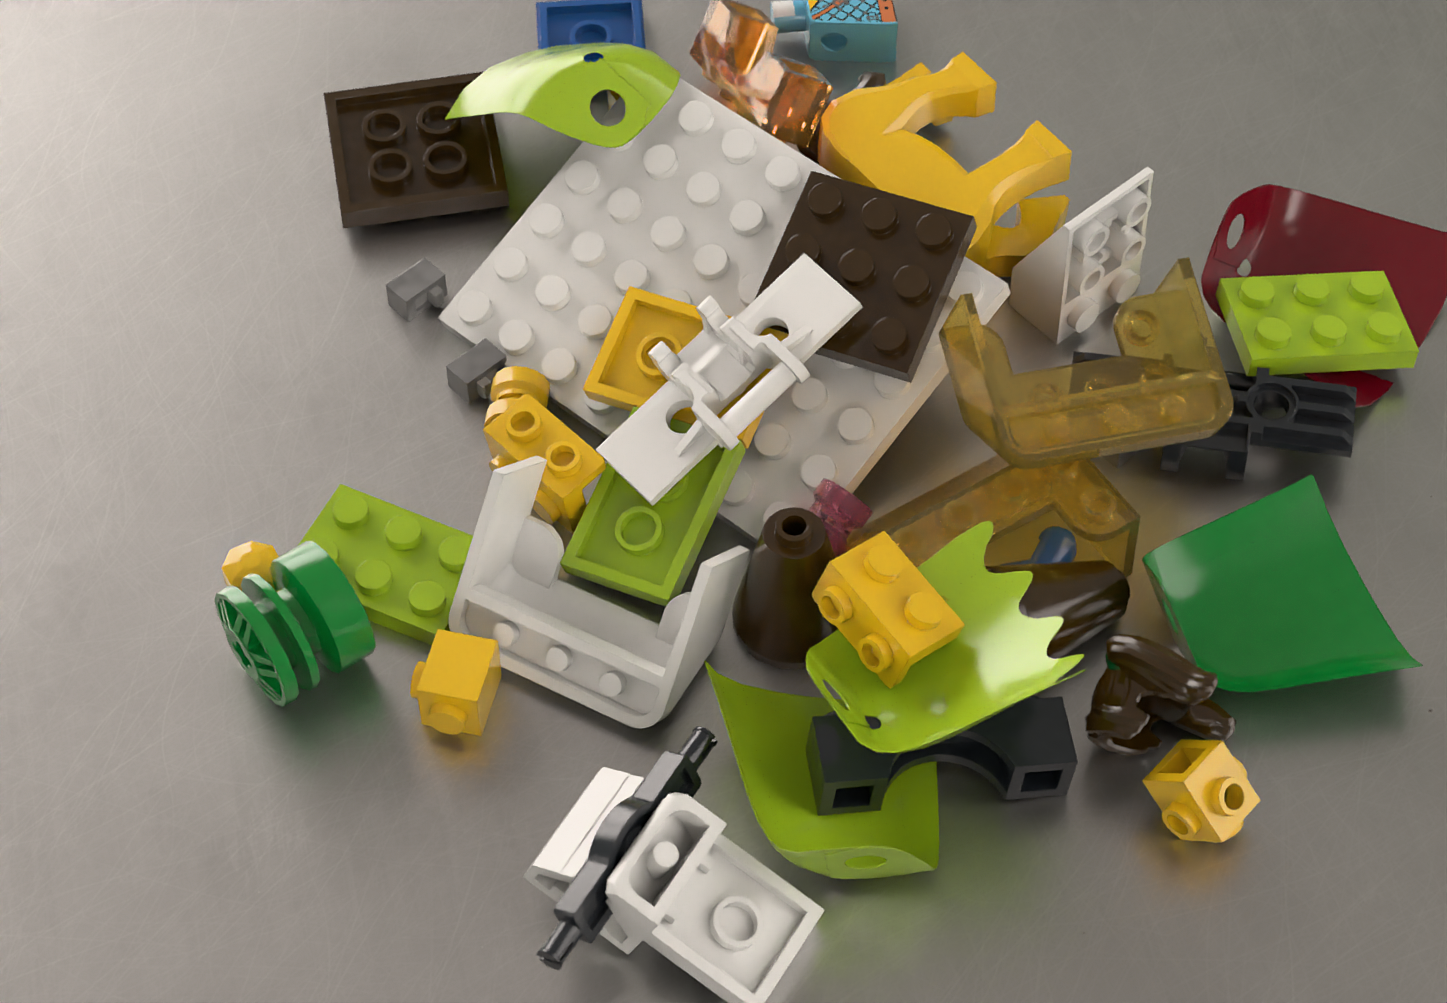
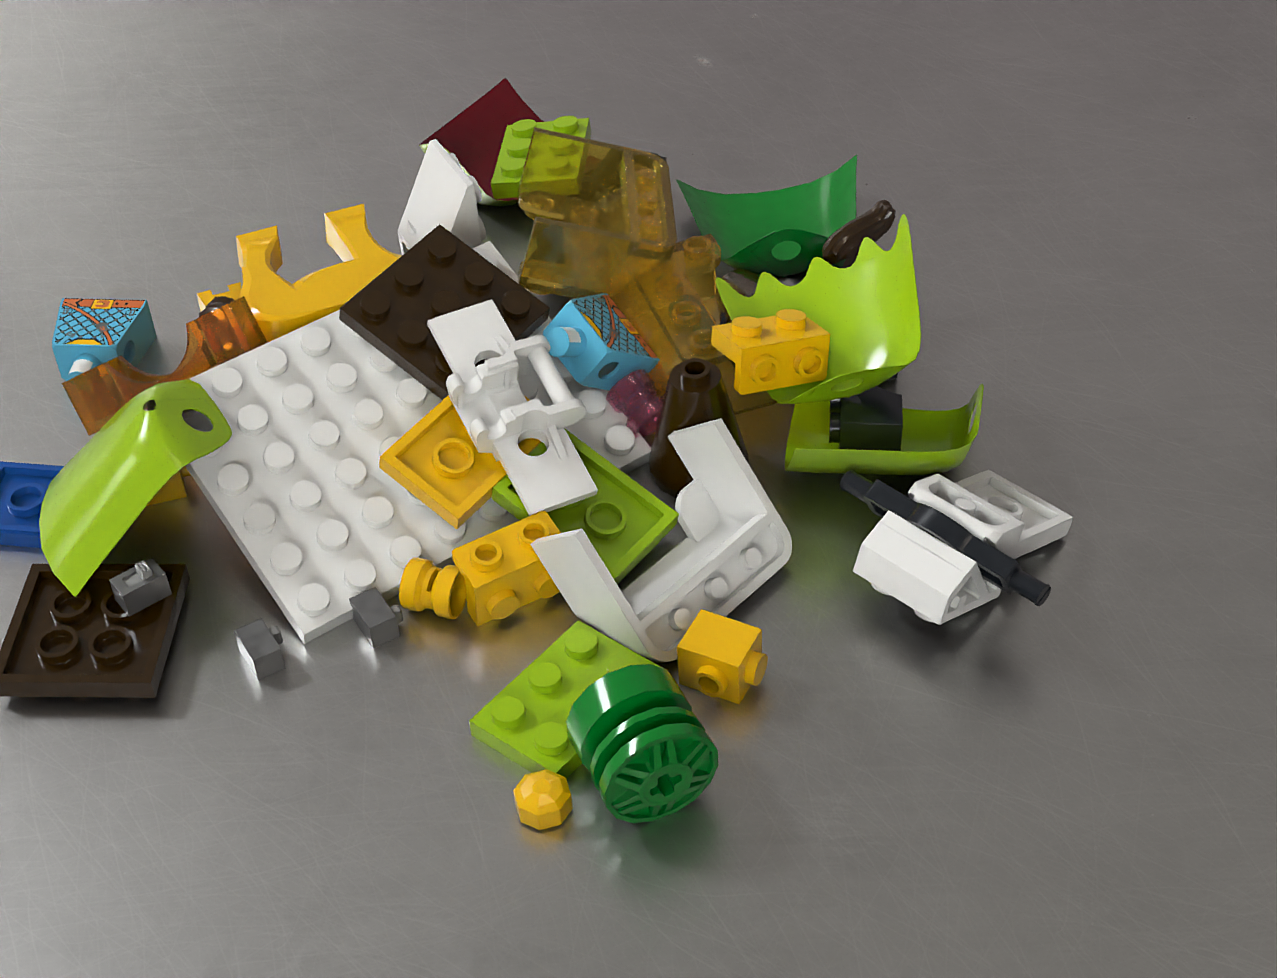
camera: 75 degrees left, 10 degrees down
(453, 161) = (140, 586): none -> flat silver piece
(884, 440) = (597, 342): none -> medium azure torso
(1202, 791) = (937, 267): yellow brick -> none

